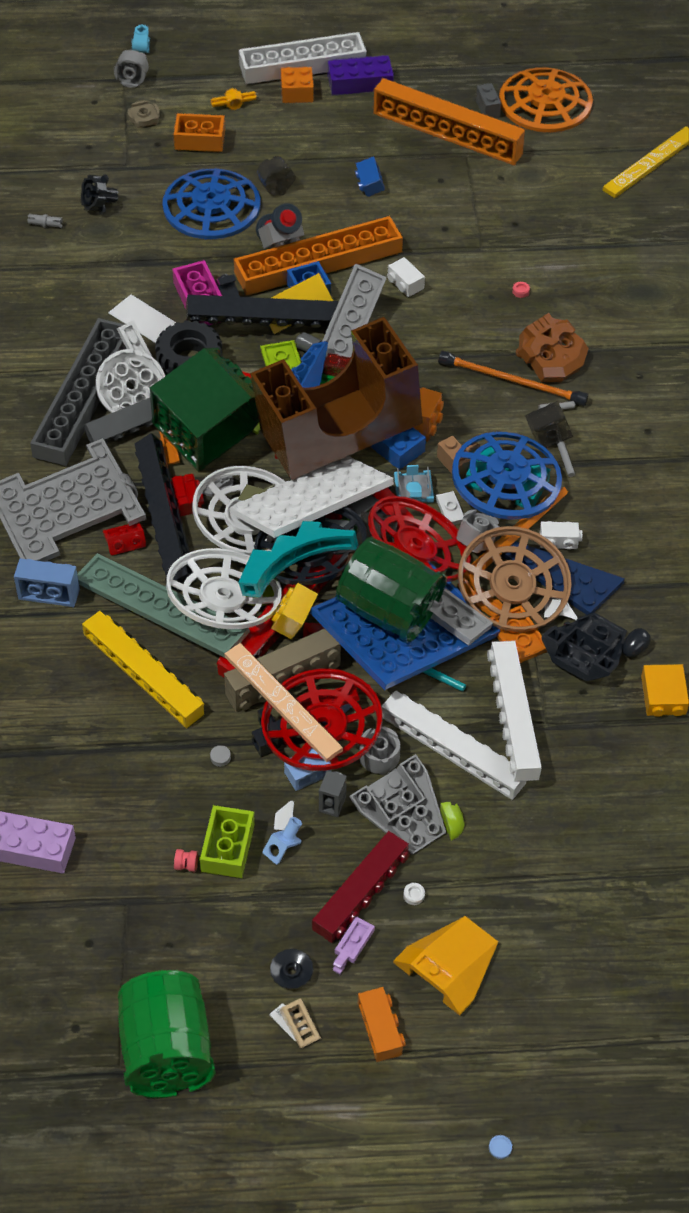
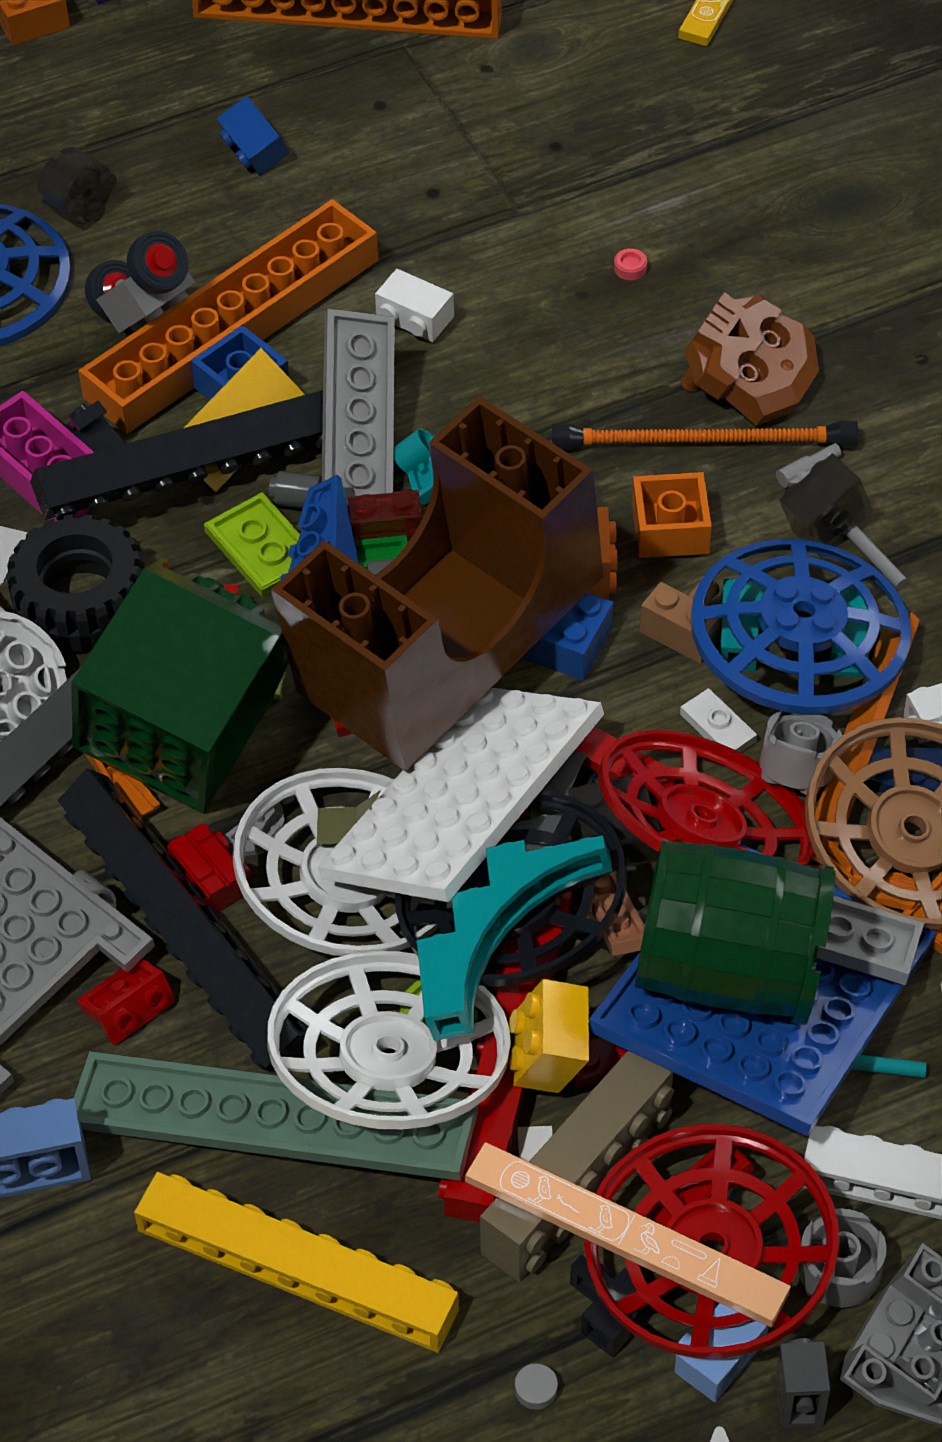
camera: 20 degrees left, 0 degrees up
(414, 484) = (632, 700): piece -> none
(475, 408) = (671, 515): none -> orange brick

